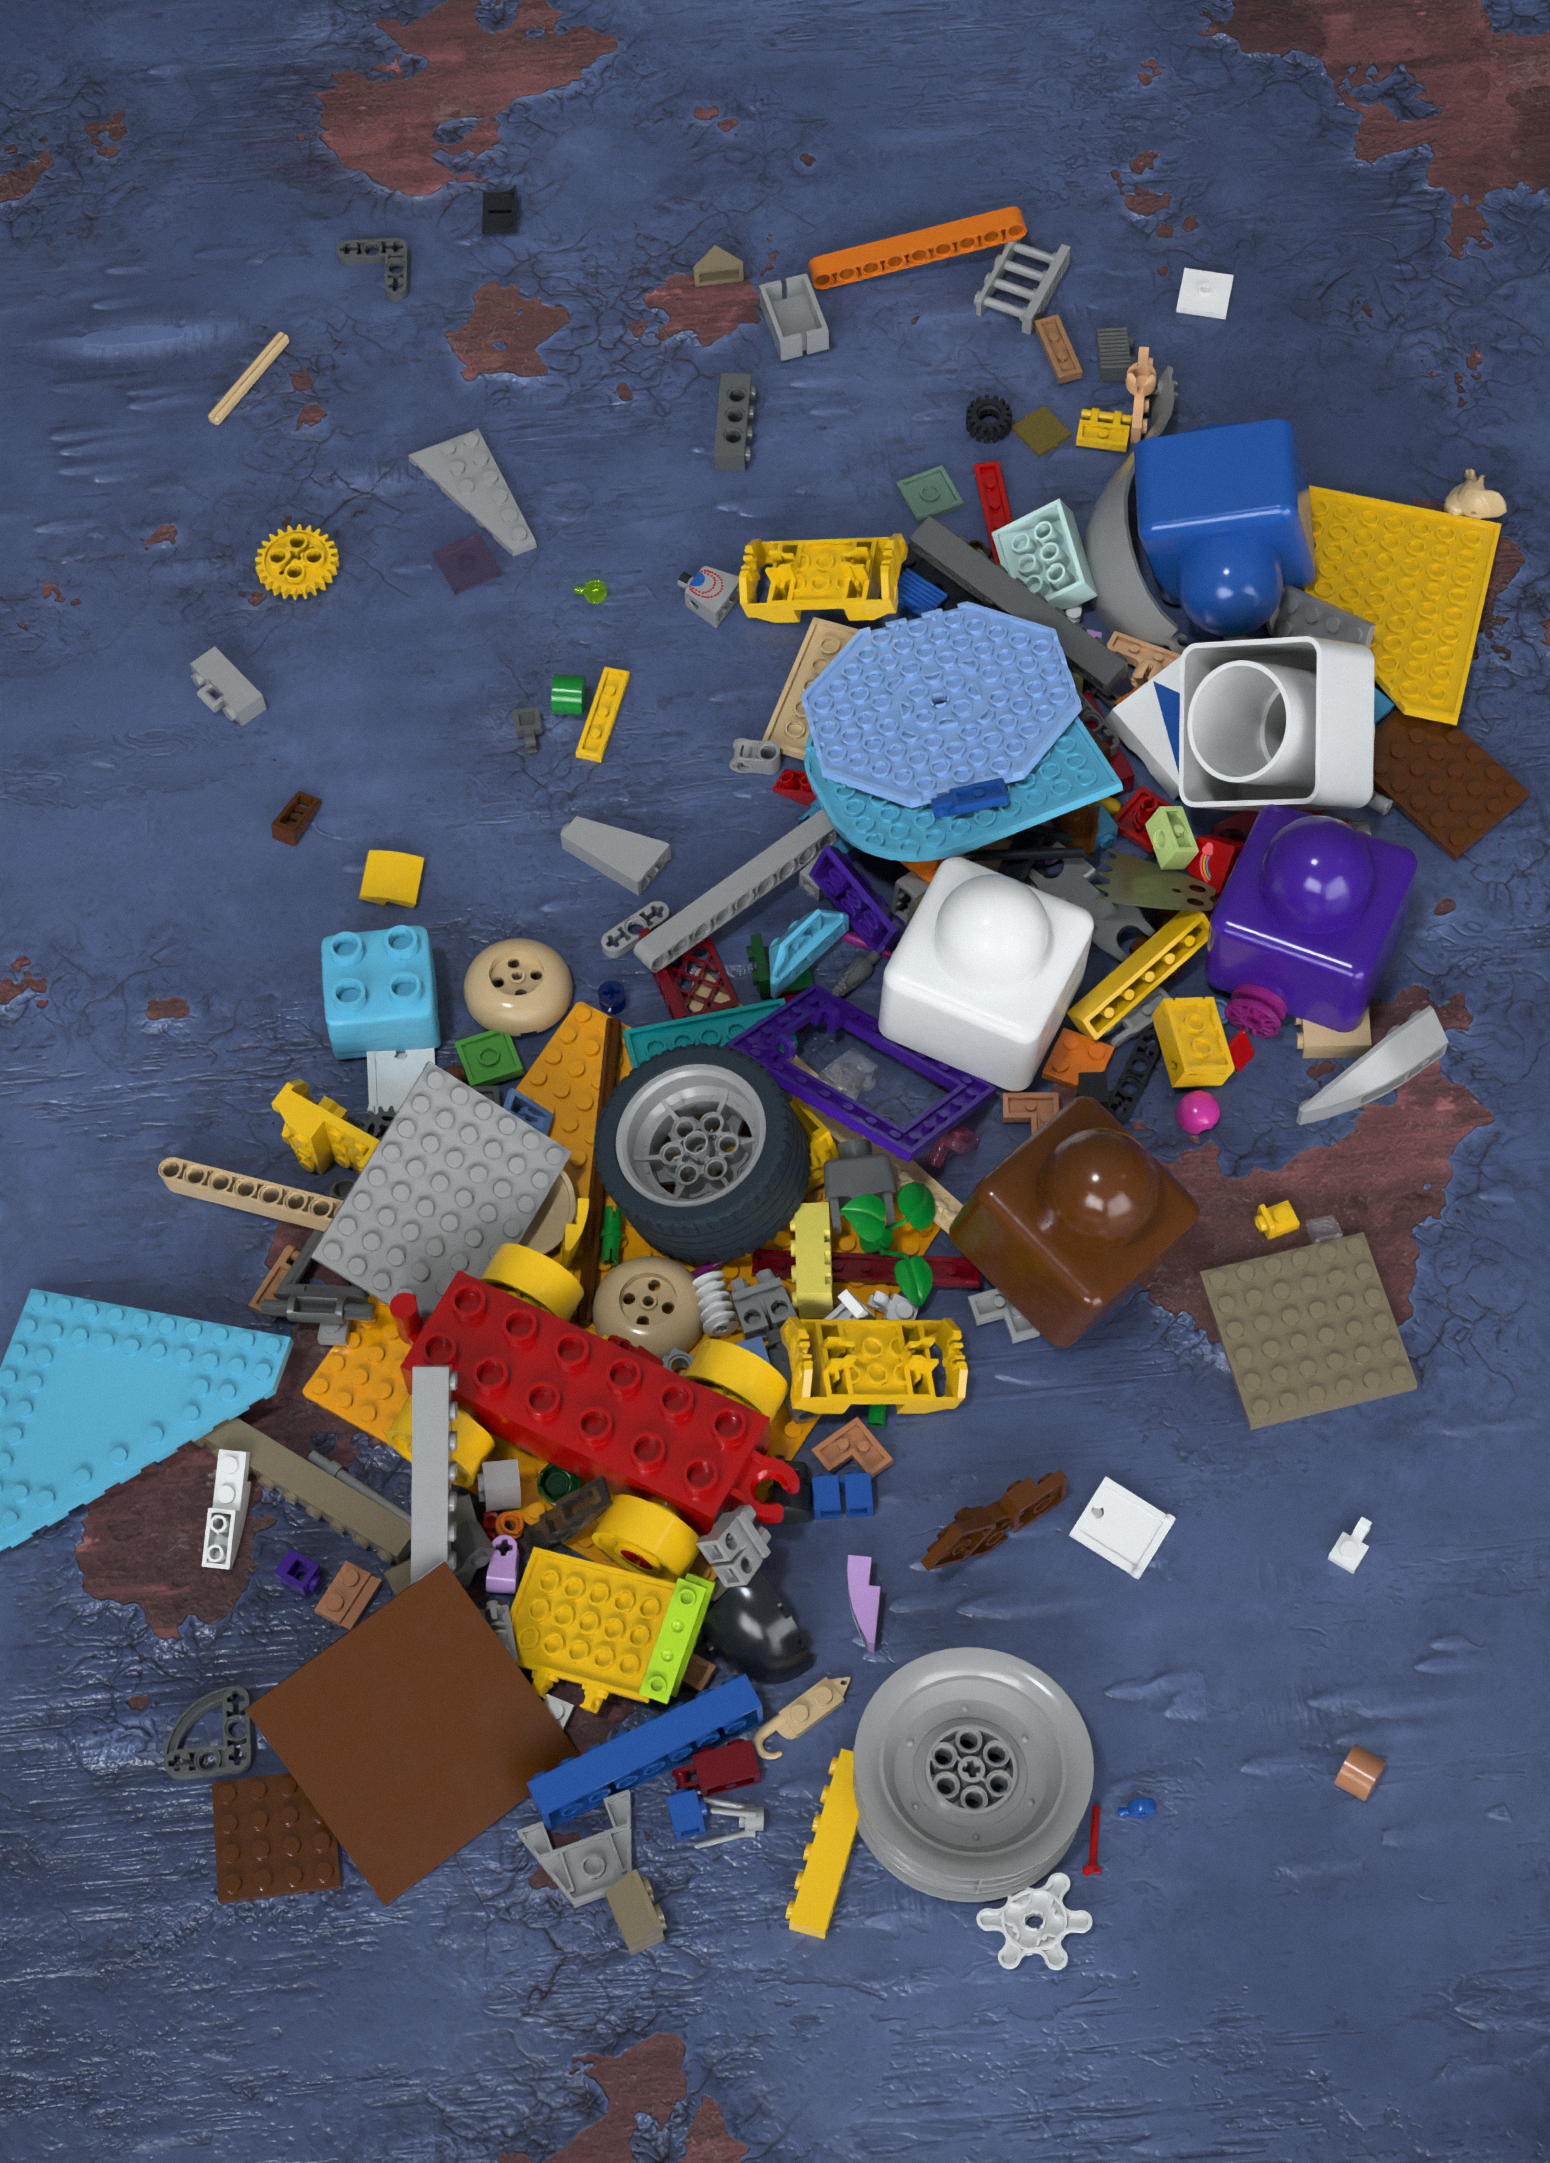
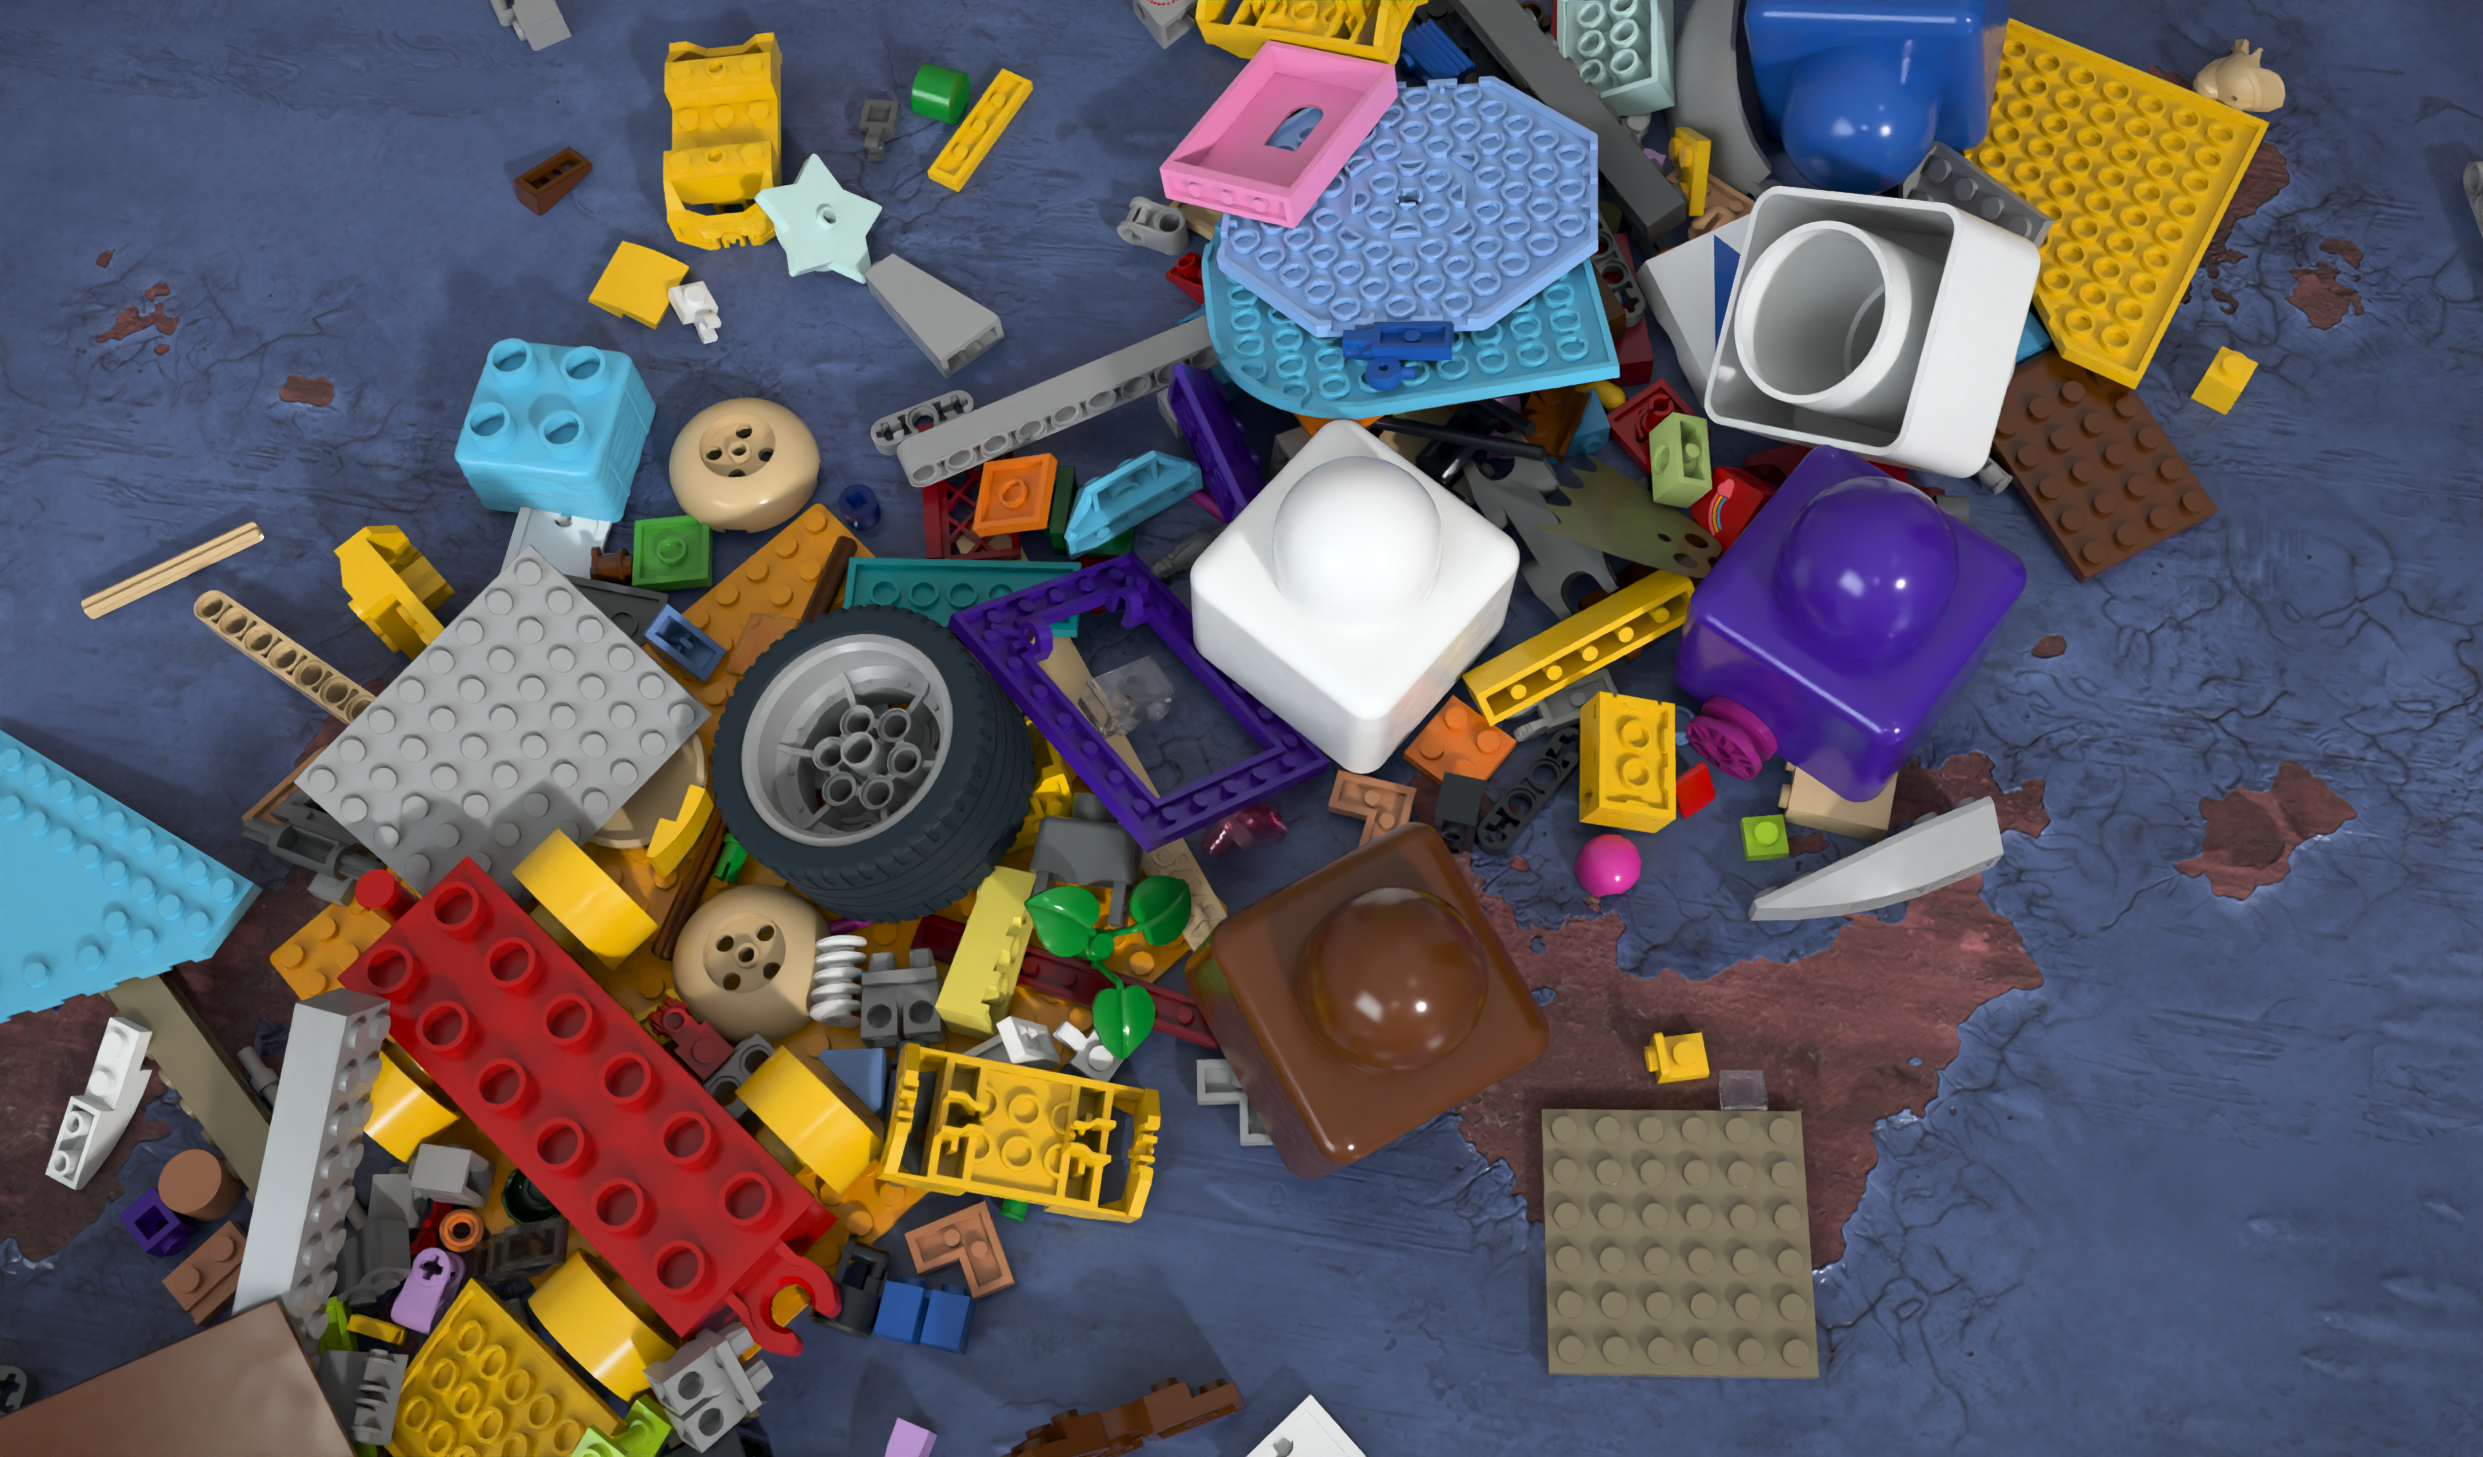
camera: 20 degrees right, 5 degrees up
(121, 1154) = (172, 570): none -> tan axle
(319, 1541) = (199, 1186): none -> nougat piece
(424, 761) = (722, 139): none -> yellow piece
(442, 885) = (695, 305): none -> white plate
(480, 1596) = (377, 1329): none -> yellow tile
(518, 805) = (820, 223): none -> light aqua plate
(581, 1104) = (757, 635): none -> clear yellow piece
(725, 962) = (1015, 495): none -> orange plate
(800, 700) = (1226, 154): none -> bright pink panel
(969, 821) = (1387, 373): none -> blue piece
(1122, 629) = (1691, 155): none -> yellow plate
(1293, 1071) = (1764, 837): none -> lime plate
(1513, 706) = (2224, 380): none -> yellow brick

